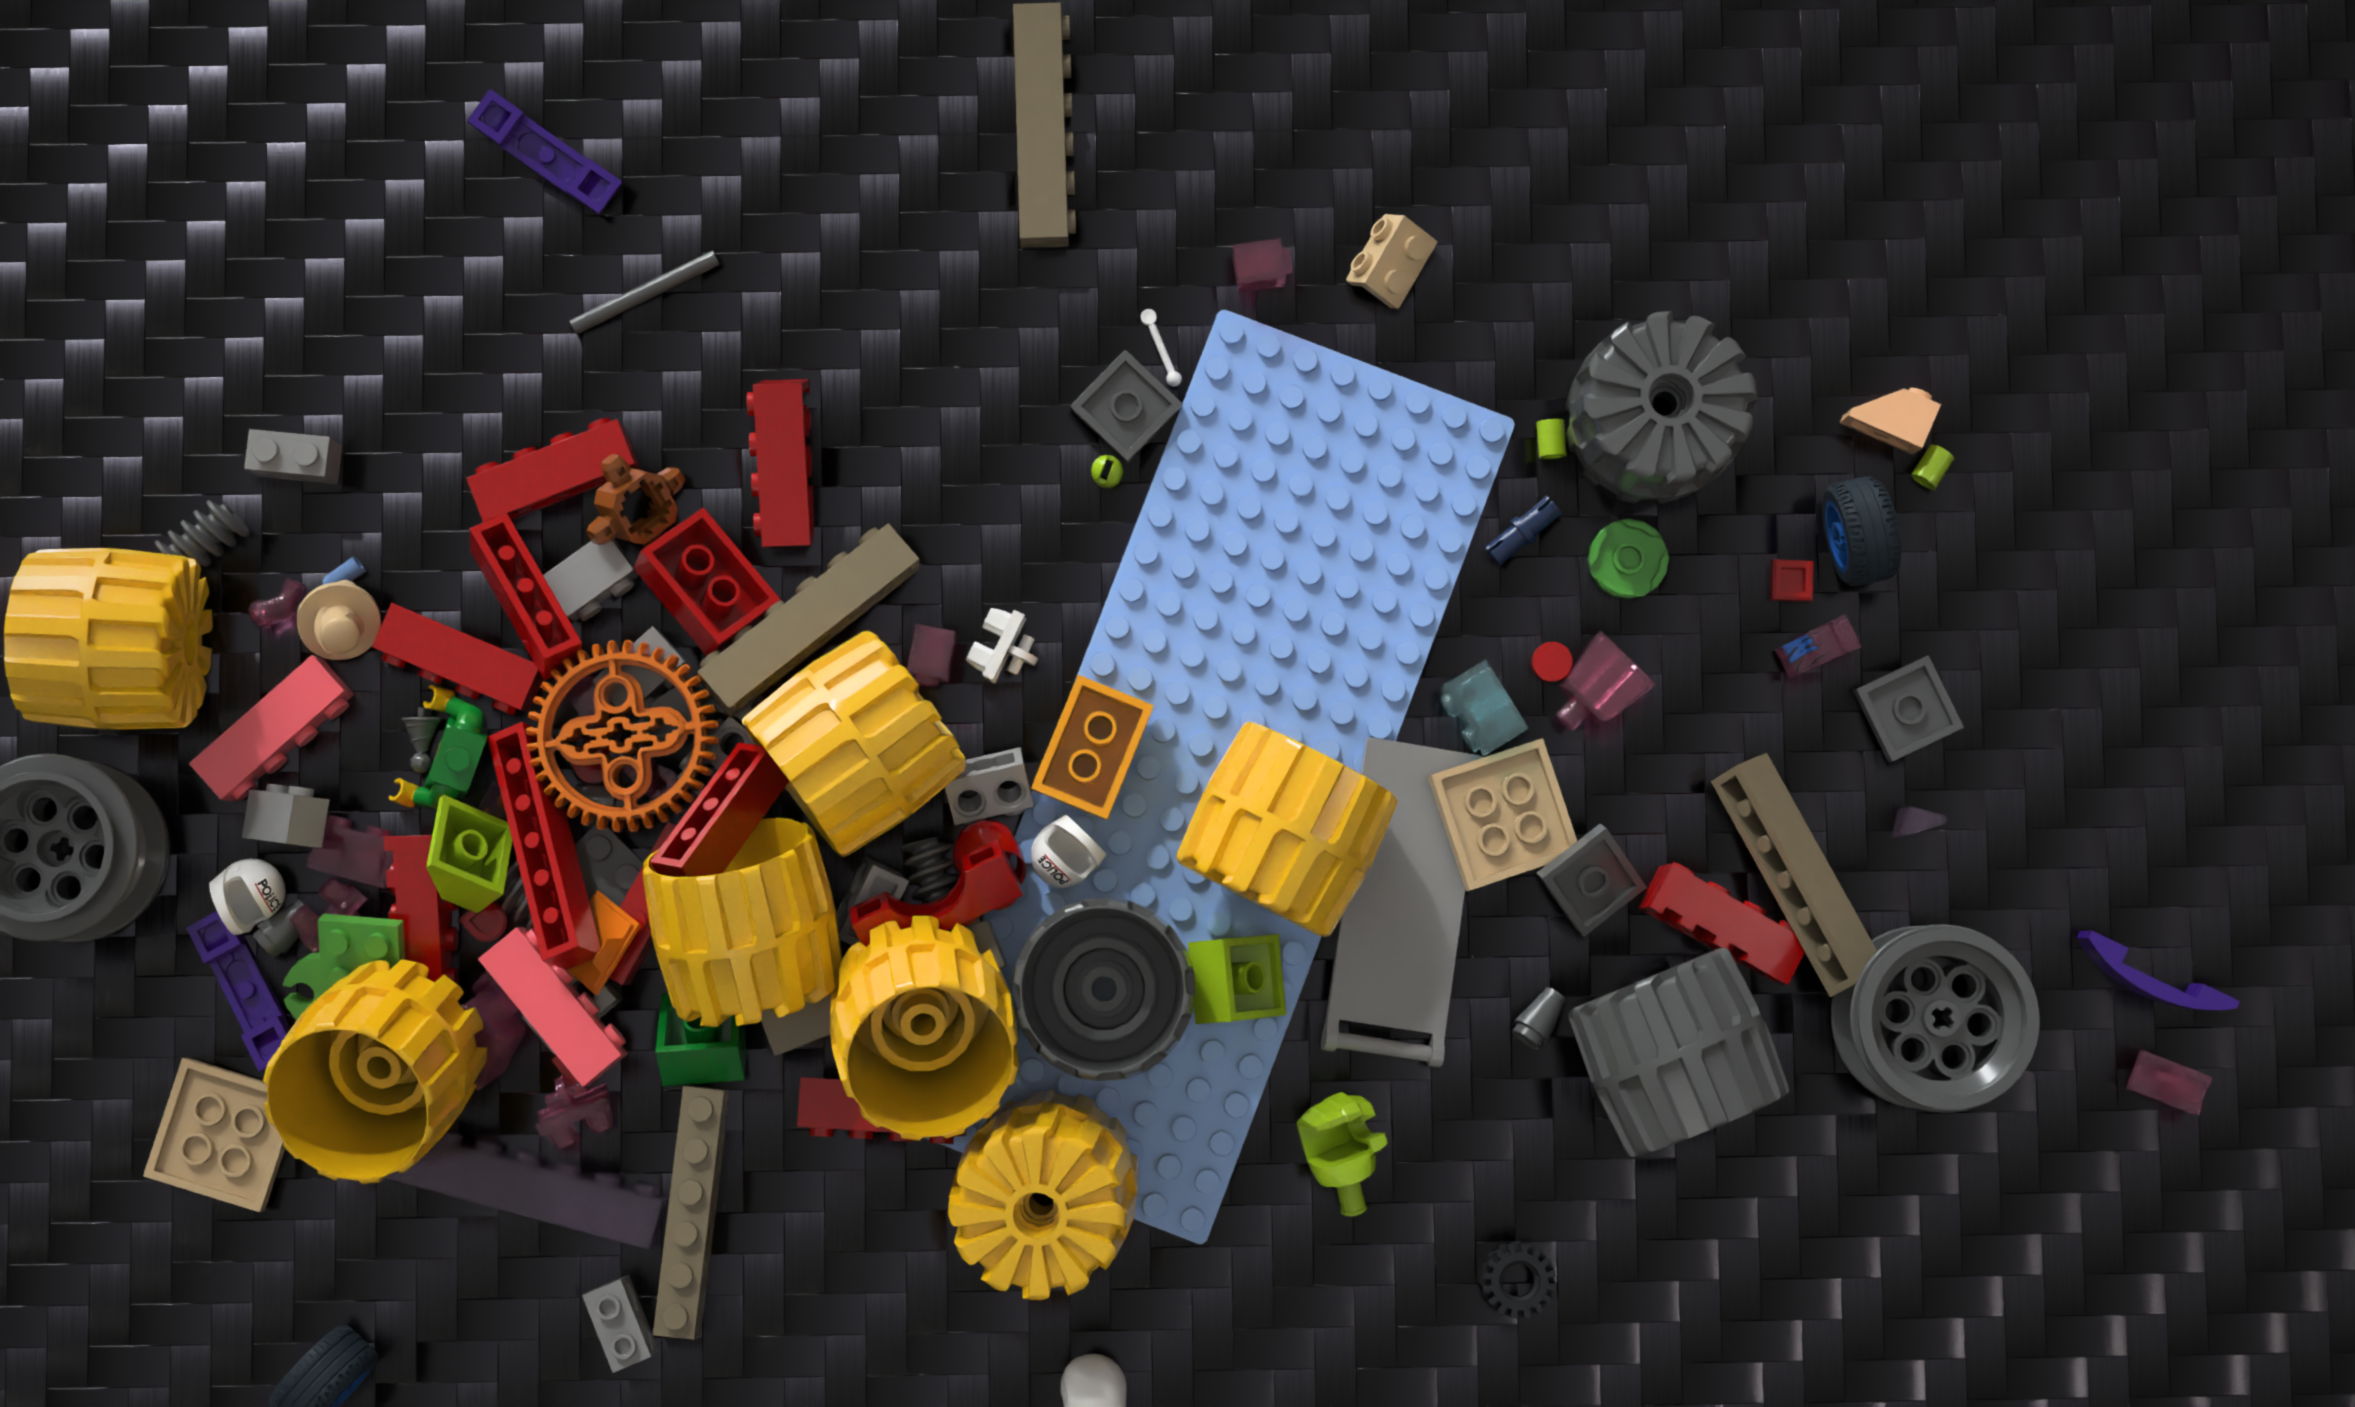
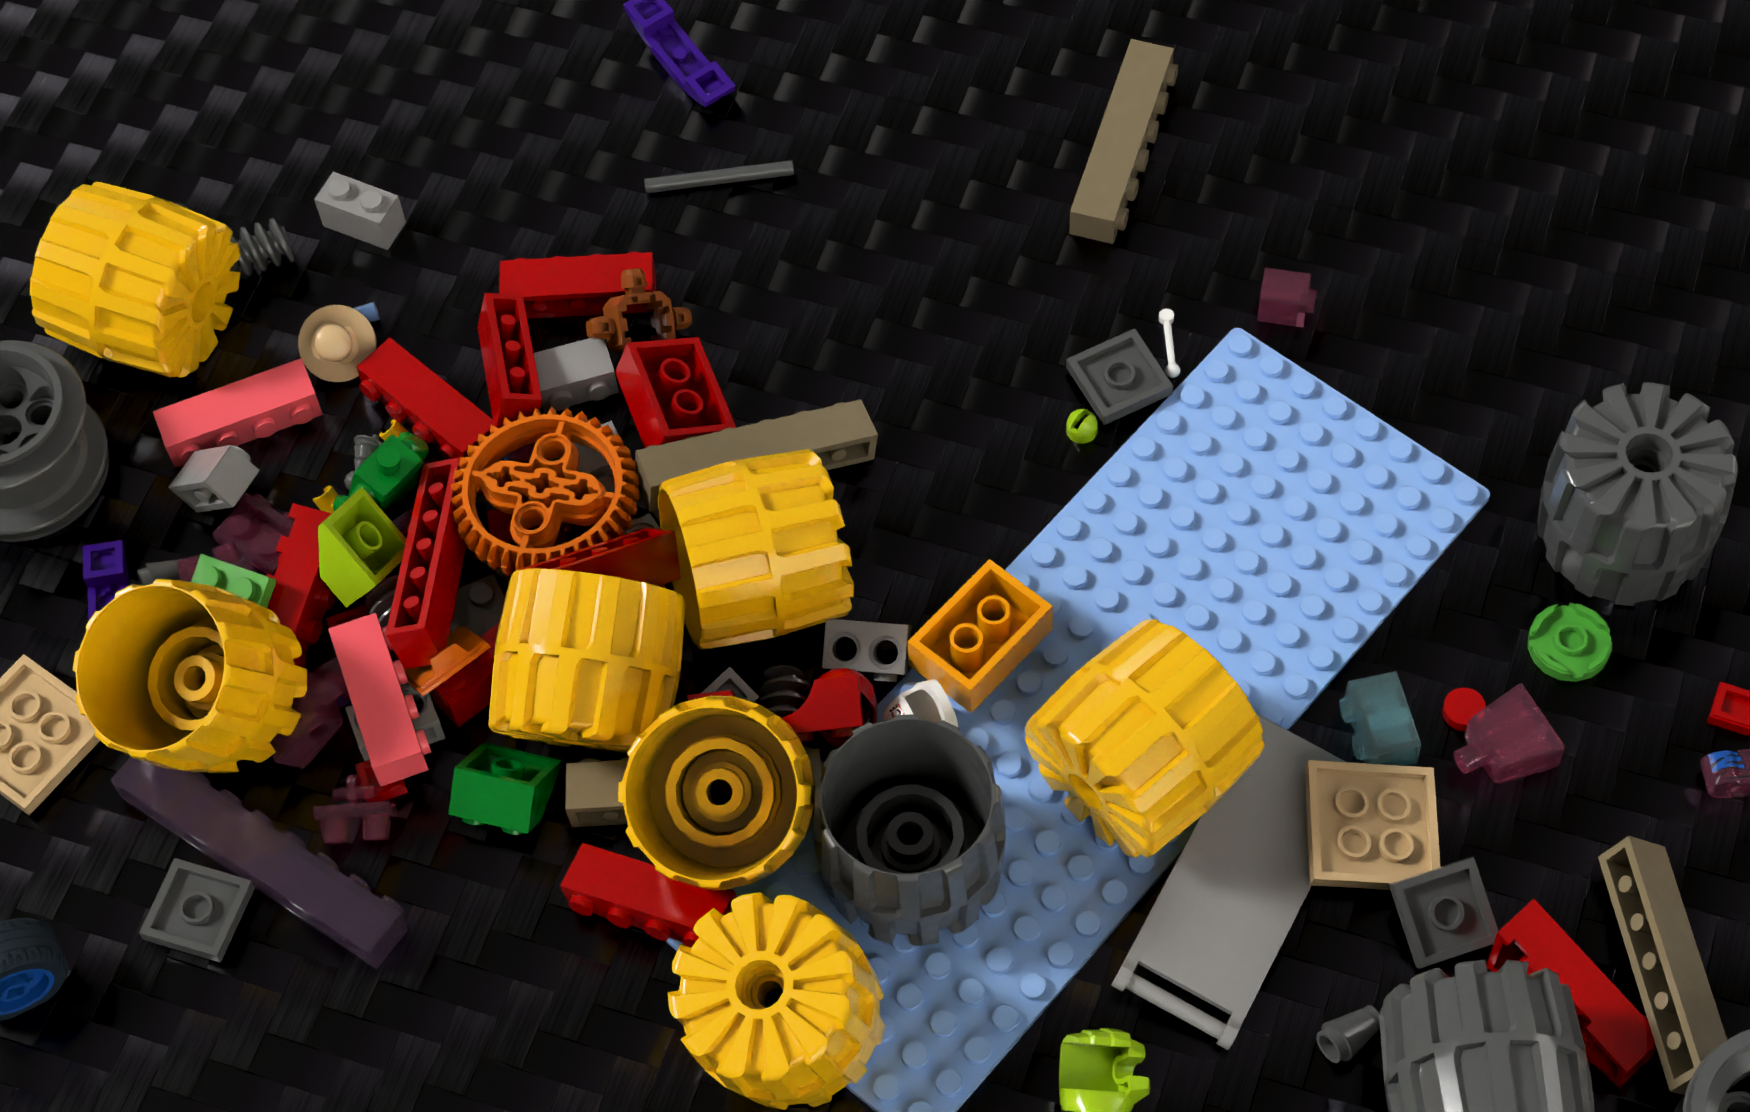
camera: 30 degrees right, 25 degrees down
(247, 894) = (150, 533): white helmet -> none
(279, 608) = (287, 324): clear pink arm -> none
(467, 1252) = (197, 910): none -> dark grey plate
(620, 1323) = (310, 1020): light grey brick -> none
(691, 1212) = (424, 939): dark tan brick -> none
(782, 462) = (785, 326): red wedge -> none
(931, 655) = (864, 522): clear pink brick -> none
(1008, 628) = (931, 541): white hips -> none
(1237, 979) = (1047, 888): lime slope -> none
(1391, 259) = (1414, 327): tan bracket -> none
(1523, 530) = (1470, 584): dark blue pin -> none
(1551, 439) = (1522, 515): lime hinge -> none

